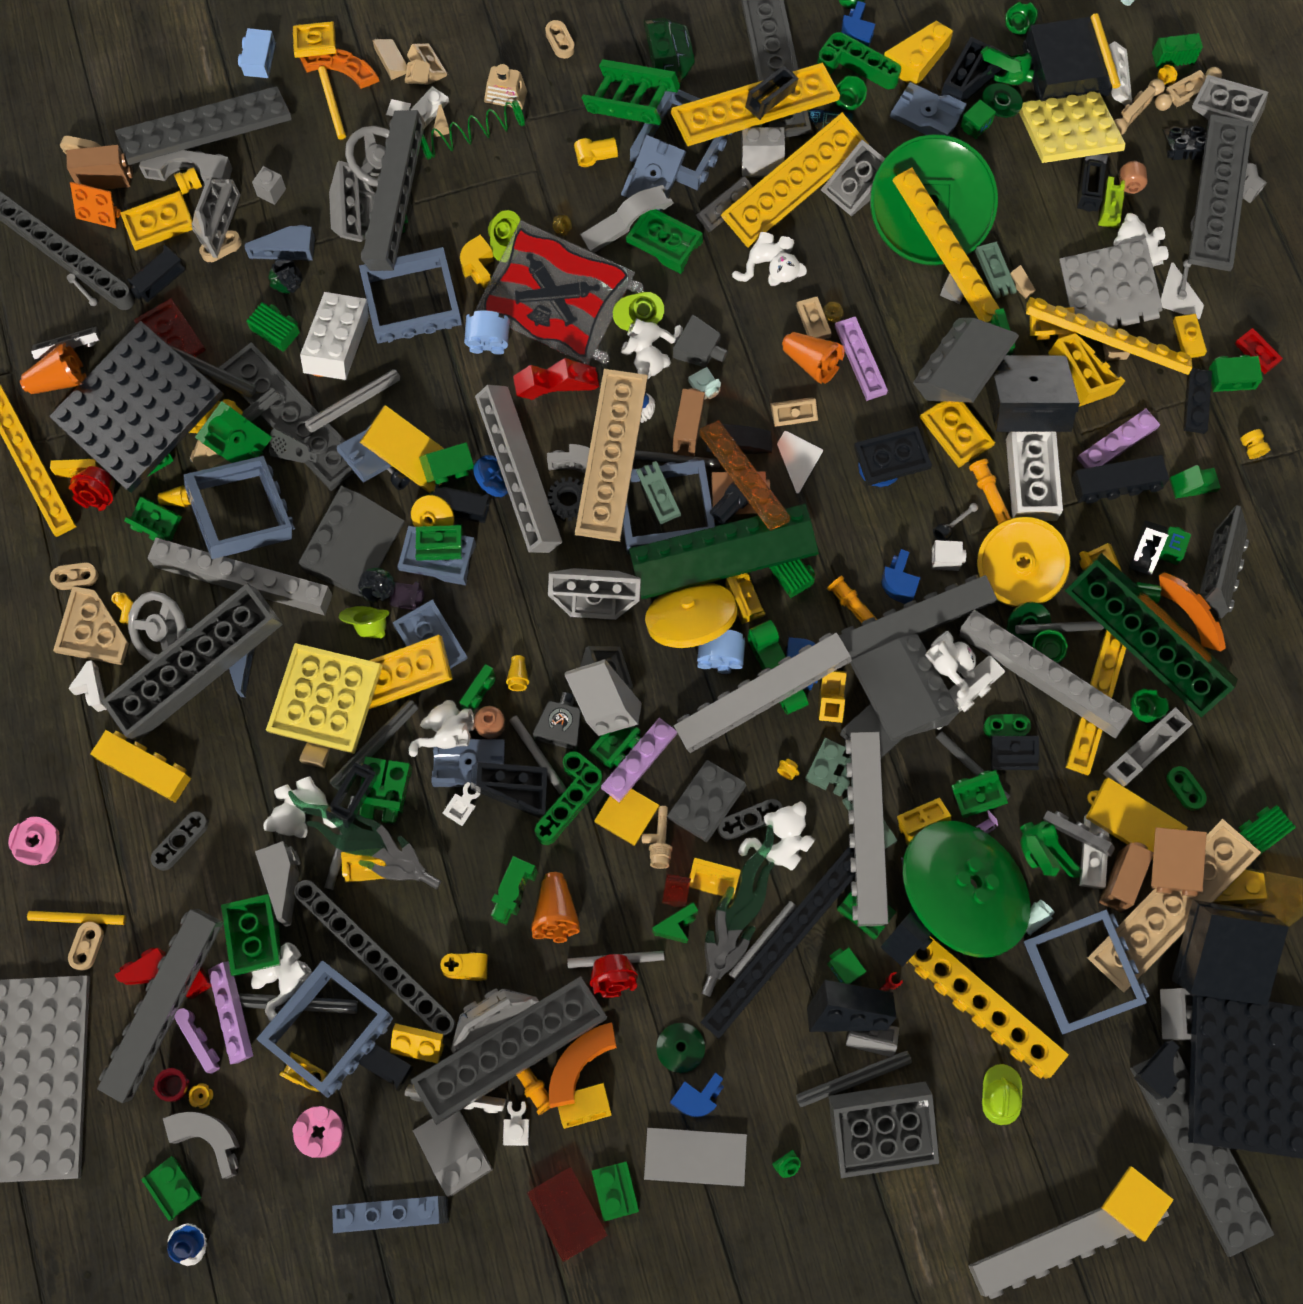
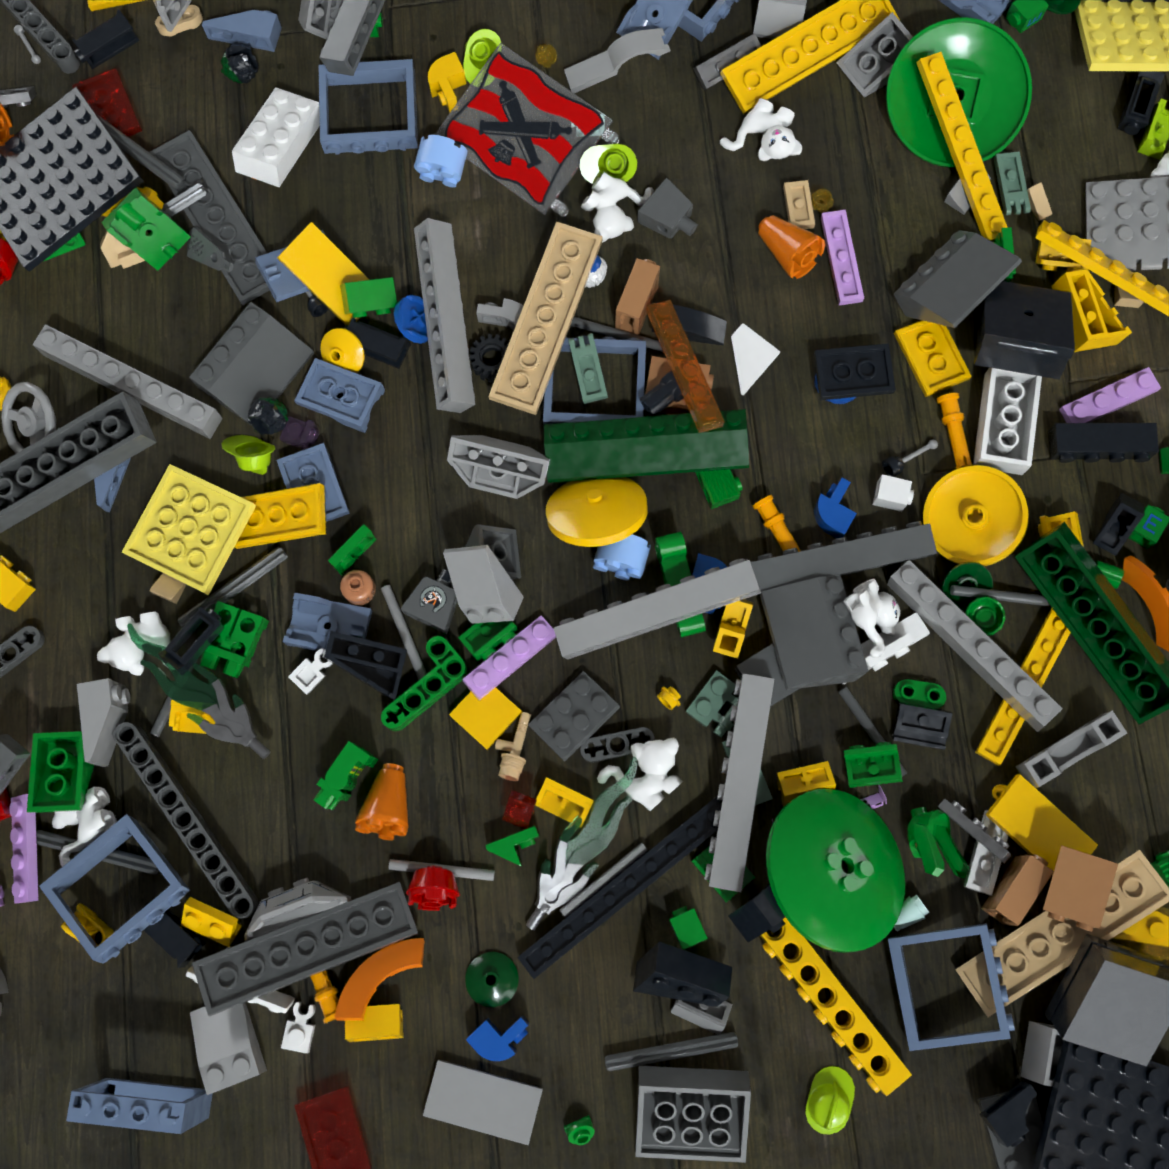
camera: 15 degrees right, 5 degrees up
(153, 520) = (50, 305): green bracket -> none
(174, 497) = (81, 284): yellow cone -> none
(230, 473) = (138, 268): sand blue window -> none
(273, 326) = (216, 116): green brick -> none
(332, 1134) = (76, 989): bright pink plate -> none
(352, 400) = (283, 211): light grey axle -> none
(438, 542) = (341, 382): green plate -> none
(451, 728) = (314, 585): white animal -> none
(470, 966) = (283, 847): yellow piece -> none
(517, 675) = (399, 540): yellow cone -> none
(562, 376) = (511, 222): red arch -> none
(615, 1191) = (390, 1121): green plate -> none
(680, 241) = (647, 74): green piece -> none
(705, 382) = (666, 256): light aqua bracket -> none
(745, 597) = (660, 500): yellow hinge -> none
(794, 411) = (757, 304): tan slope -> none
(889, 984) = (730, 955): red hand -> none
(1148, 706) = (1082, 701): green hair -> none
(1186, 788) = (1106, 800): green plate -> none

